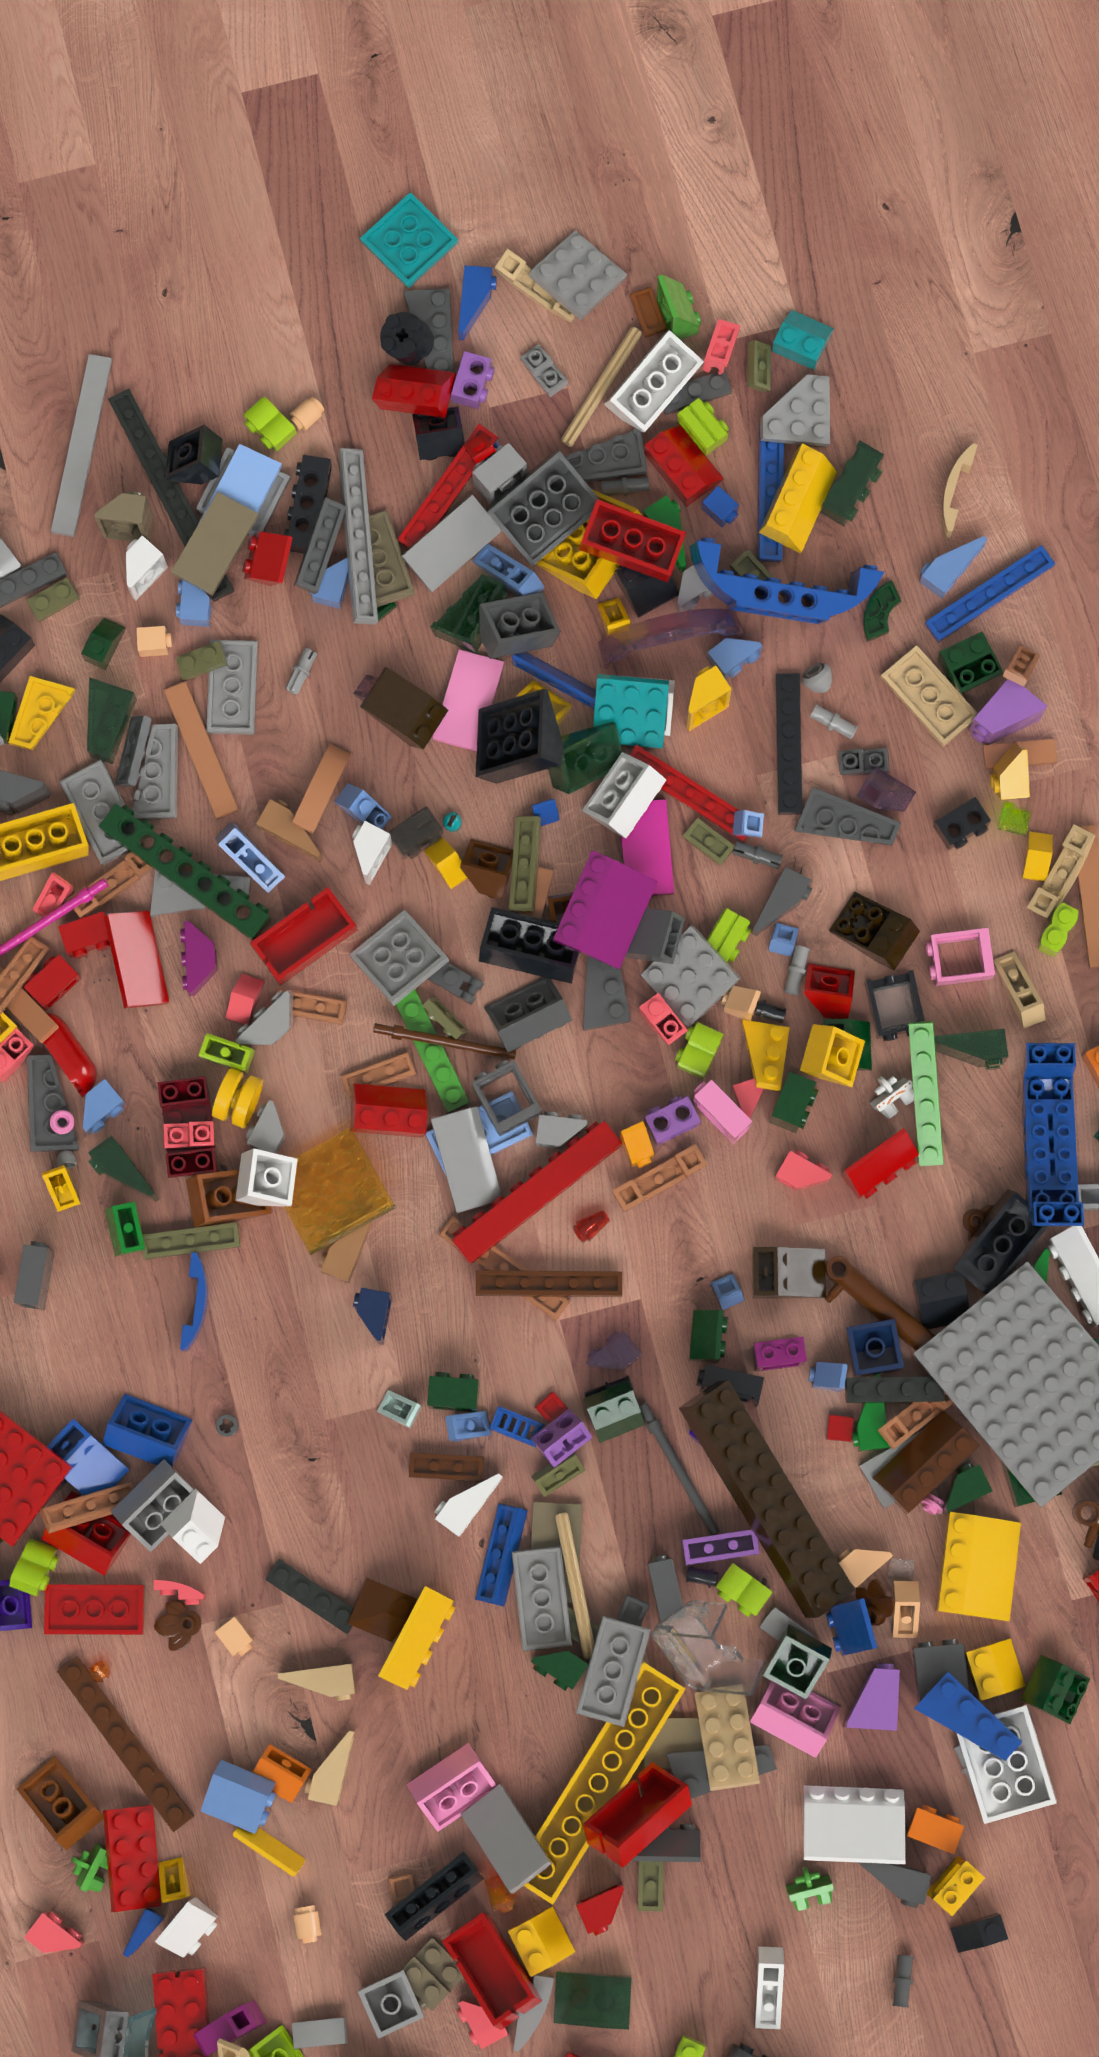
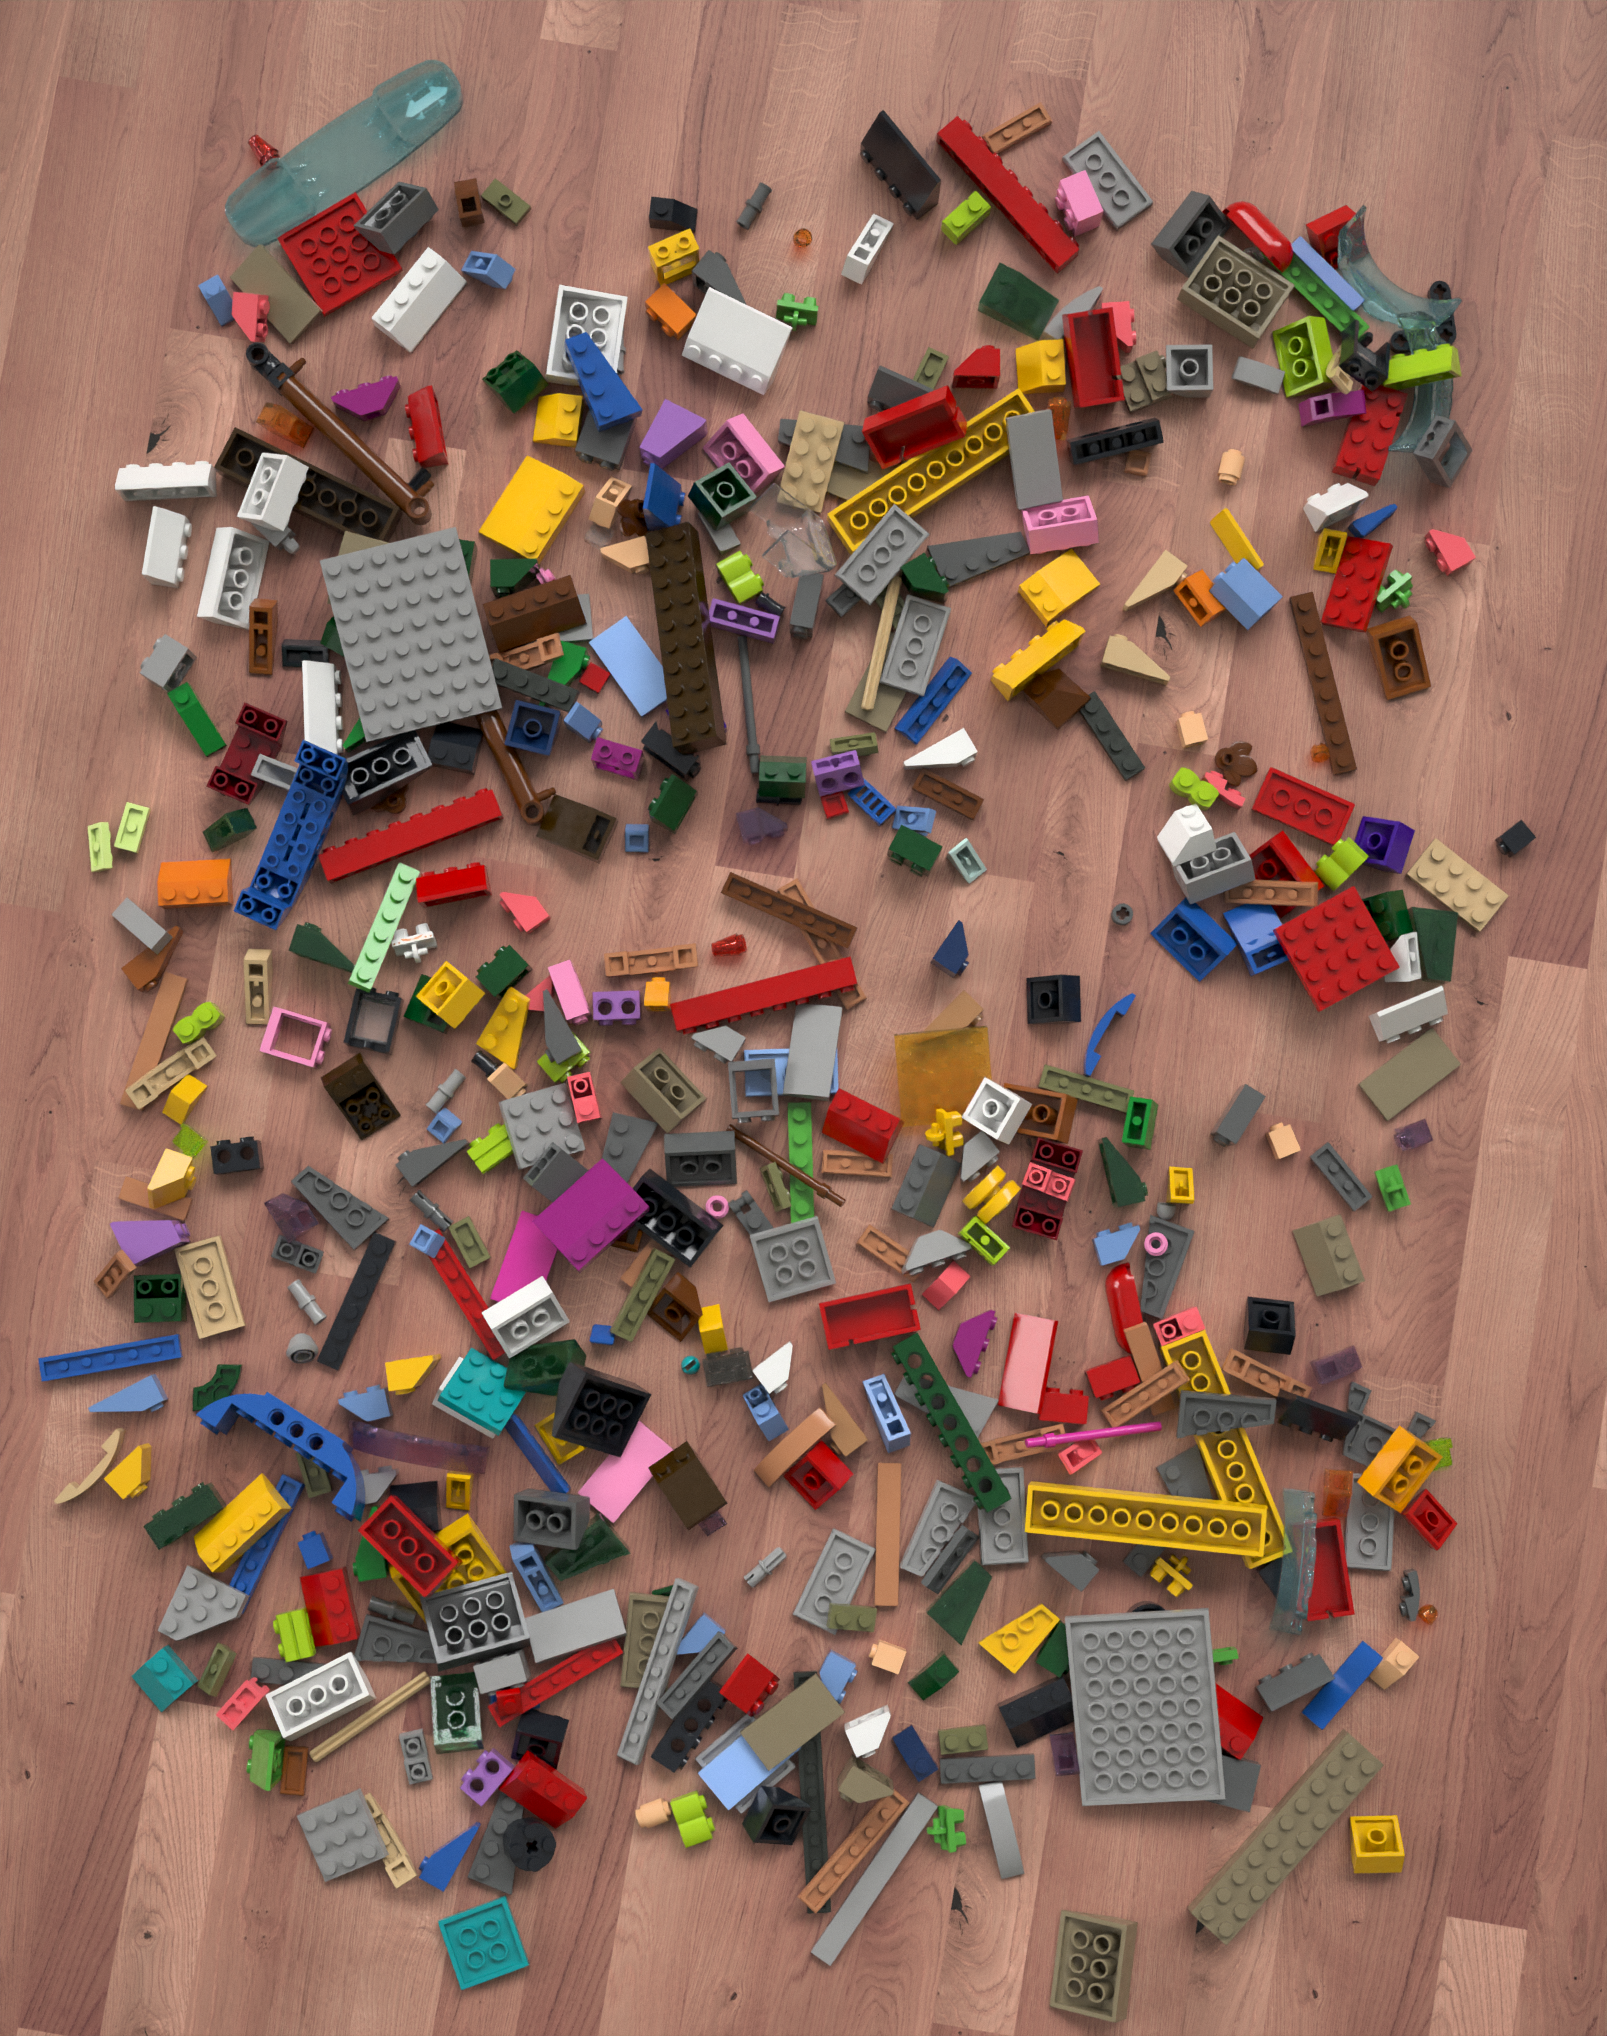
camera: 160 degrees left, 5 degrees up
(37, 514) = (944, 1828): none -> bright green hips
(90, 567) = (915, 1753): none -> dark blue slope
(111, 456) = (852, 1851): none -> nougat tile
(214, 1579) = (1189, 786): none -> lime brick
(257, 1311) = (1053, 999): none -> black slope
(287, 773) = (818, 1475): none -> red slope
(304, 1081) = (926, 1185): none -> dark grey slope
(309, 1136) = (942, 1131): none -> yellow hips
(426, 1724) = (1057, 587): none -> yellow slope
(492, 969) = (717, 1199): none -> bright pink plate
(525, 422) = (456, 1713): none -> clear green slope
(526, 1714) = (973, 557): none -> dark grey wing
(592, 1061) = (663, 1090): none -> dark tan slope
(712, 1064) = (558, 1036): none -> dark grey slope
(810, 1457) = (632, 665): none -> light blue tile
(830, 990) = (424, 1059): red slope -> none
(840, 1974) = (803, 234): none -> clear orange hinge
(918, 497) = (132, 1473): none -> yellow slope
(943, 1194) = (410, 836): none -> red brick

